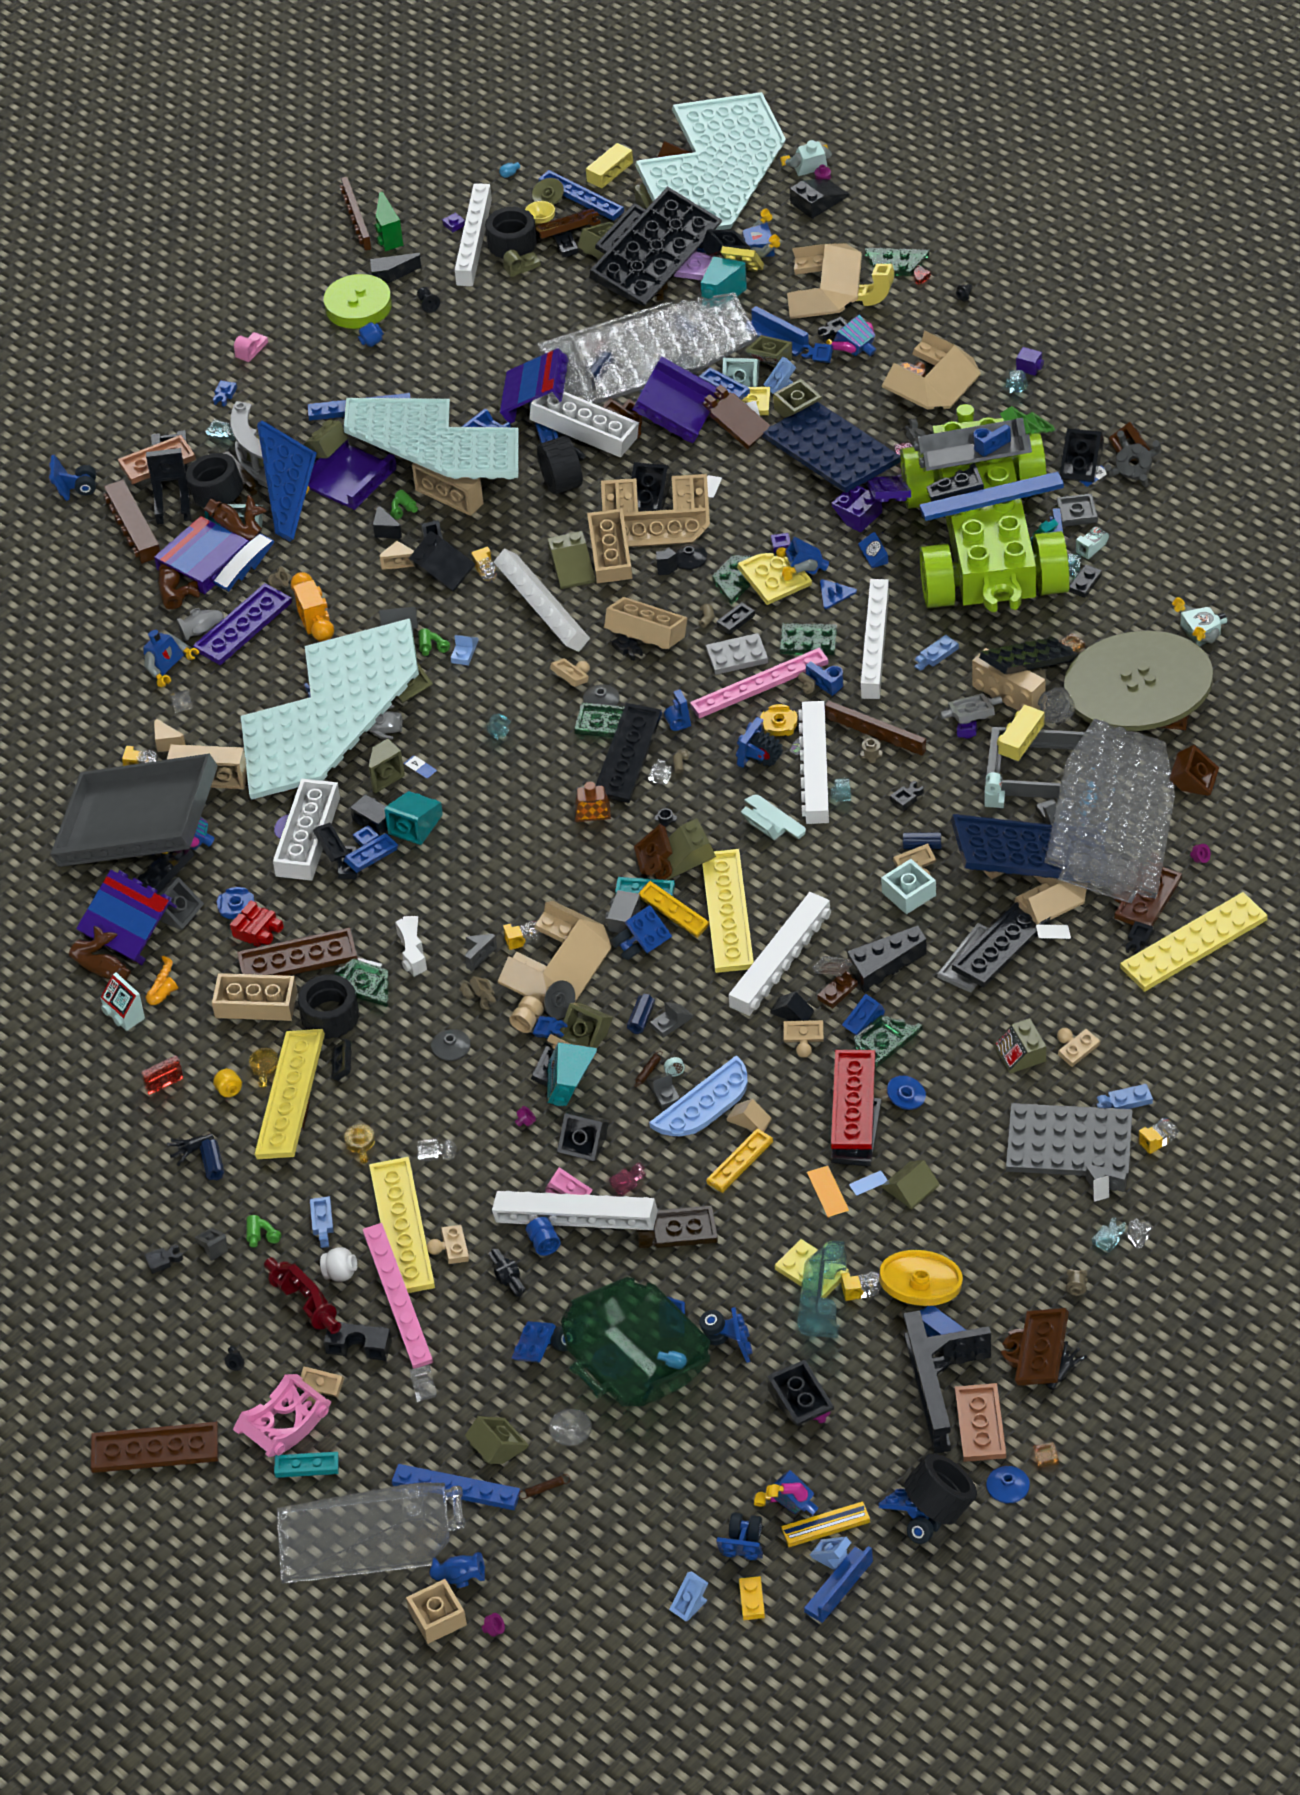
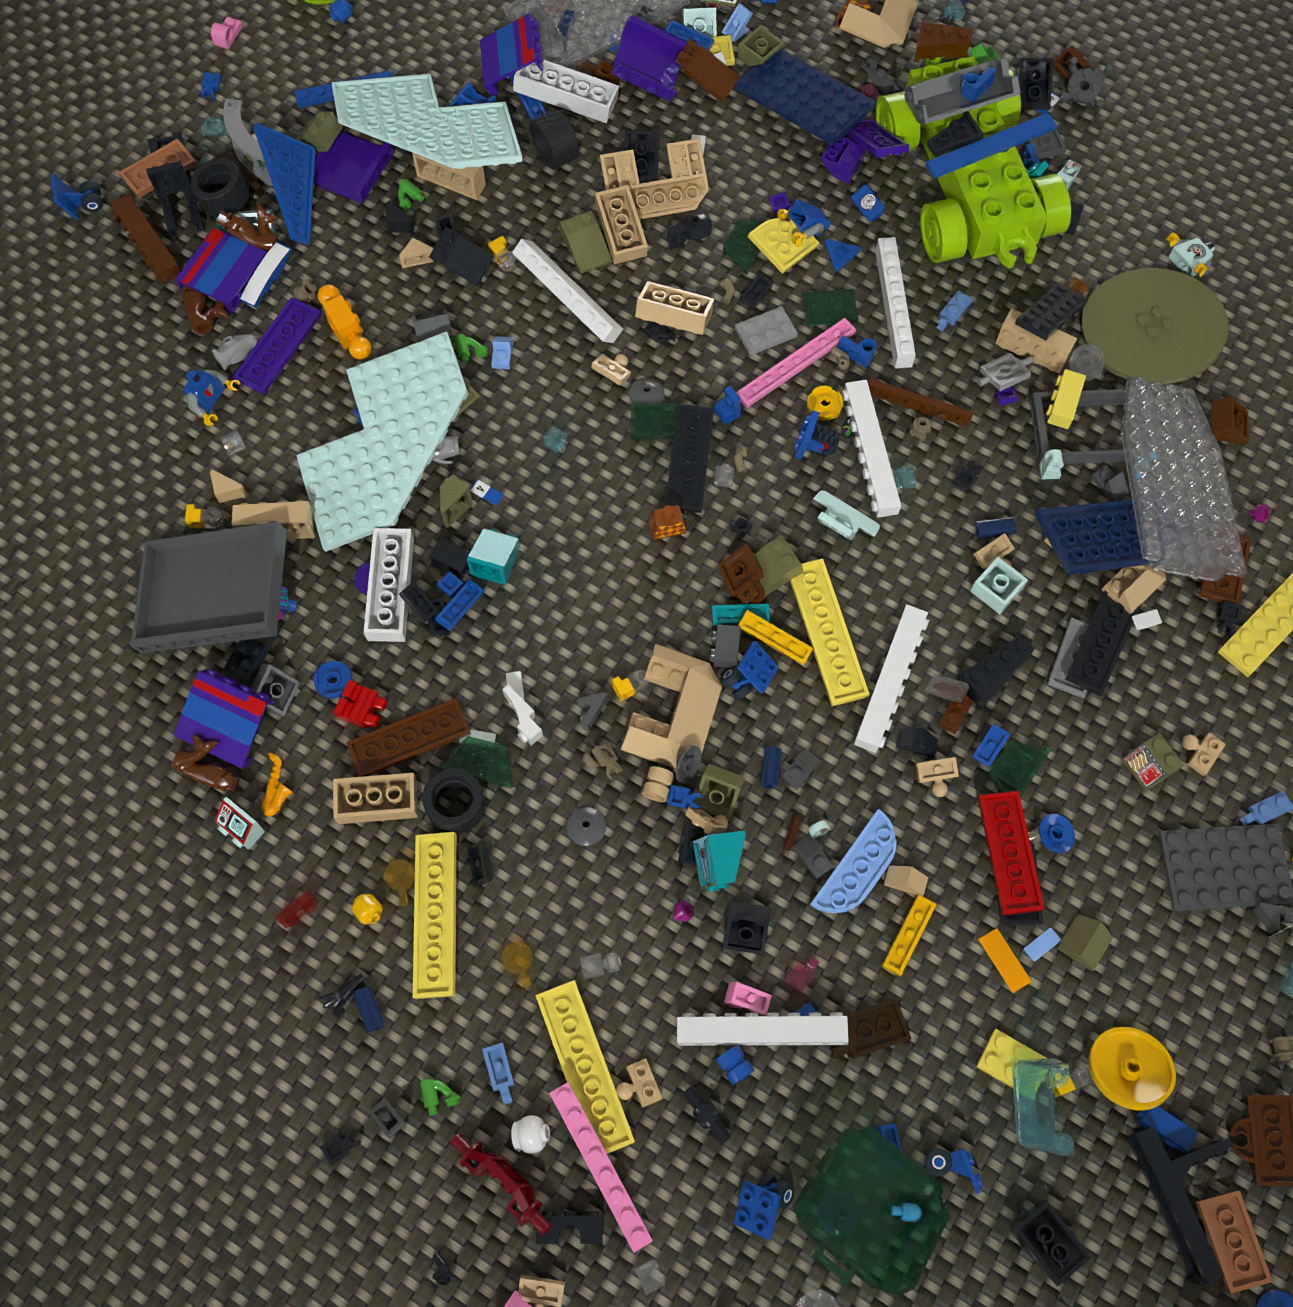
camera: 15 degrees left, 20 degrees up
(969, 400) = (942, 41): none -> reddish brown wedge

